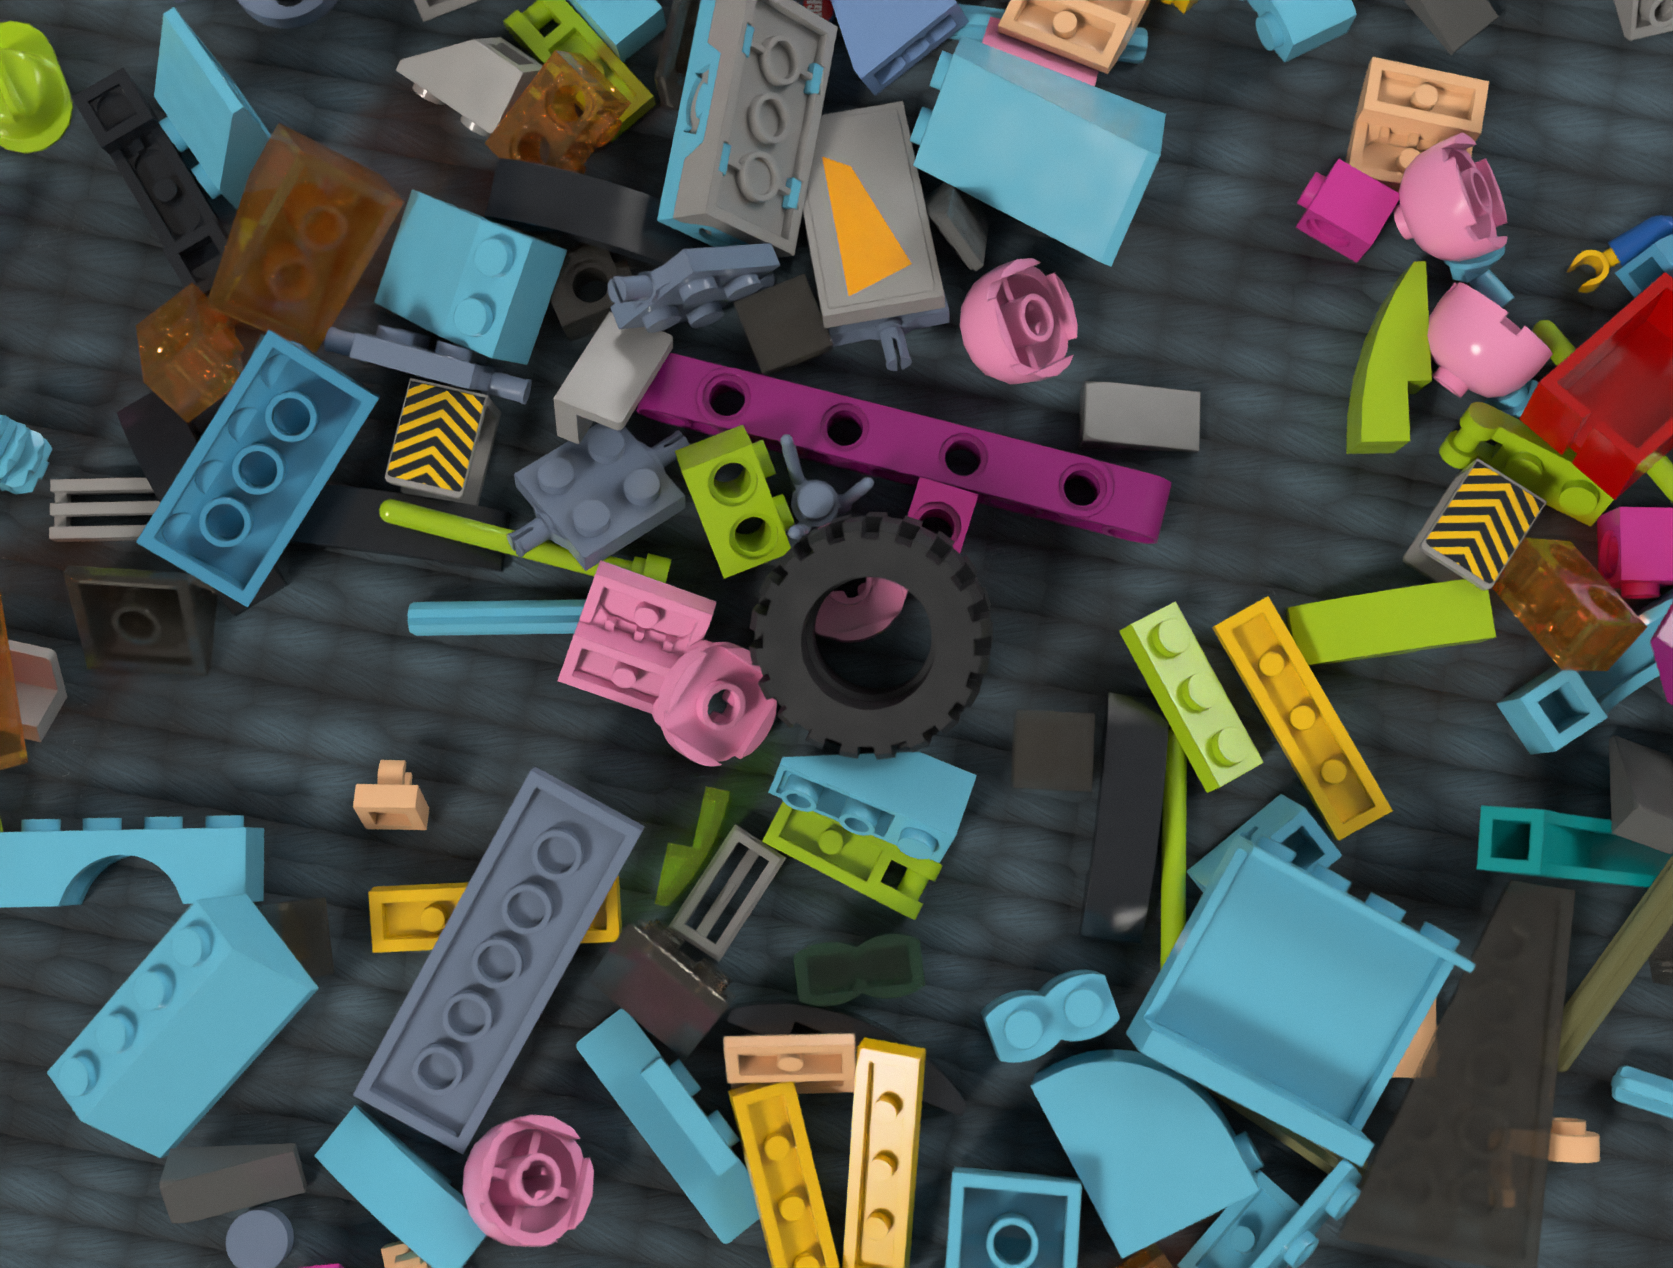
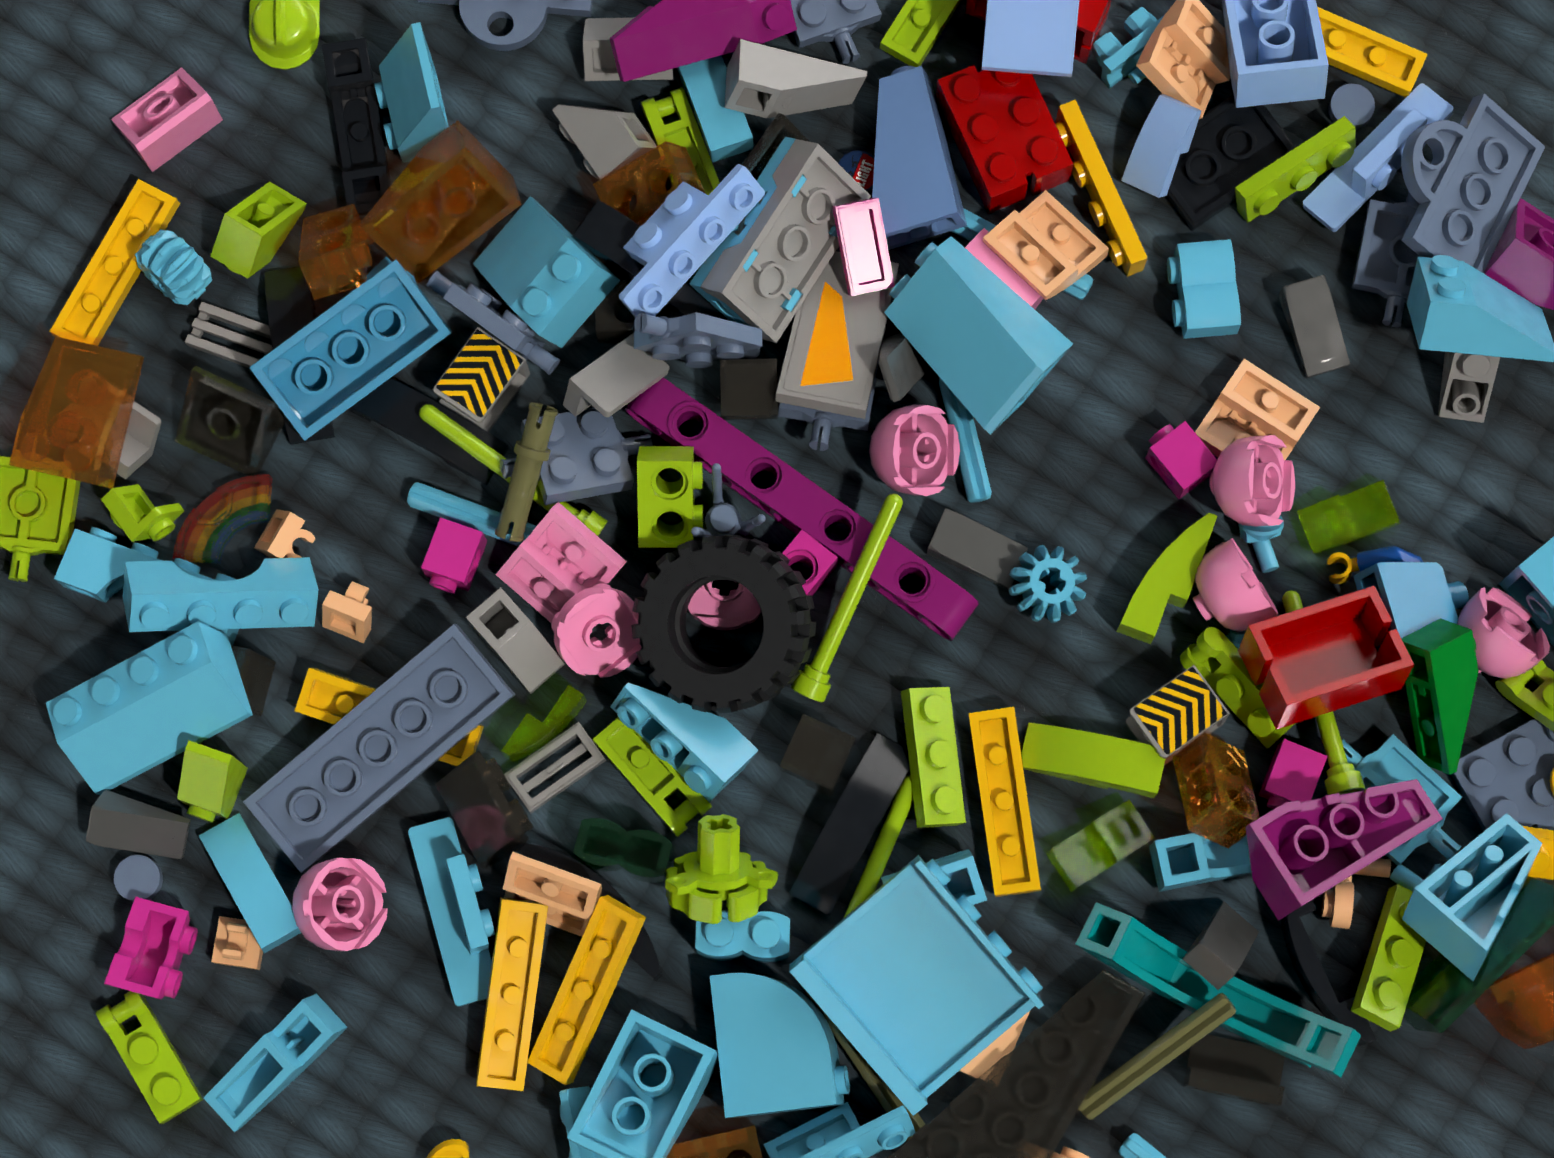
camera: 20 degrees right, 5 degrees down
(75, 780) = (138, 516): none -> lime bracket
(82, 362) = (256, 229): none -> lime slope
(152, 881) = (168, 599): none -> medium azure arch
(183, 740) = (222, 516): none -> clear smoke tile
(267, 735) = (280, 534): none -> light nougat tile
(299, 1087) = (209, 781): none -> lime slope
(495, 678) = (453, 556): none -> dark pink brick
(543, 514) = (530, 453): none -> olive pin
(615, 755) = (515, 640): none -> light grey slope
(627, 160) = (684, 236): none -> light blue bracket
(855, 91) = (863, 246): none -> tile
(990, 956) = (718, 874): none -> lime piece
(1007, 658) = (814, 678): none -> lime piece
(1091, 313) = (971, 458): none -> medium azure axle
(1257, 411) = (1033, 590): none -> medium azure gear
(1437, 725) = (1100, 845): none -> clear neon green slope
(1574, 203) = (1348, 517): none -> clear neon green slope

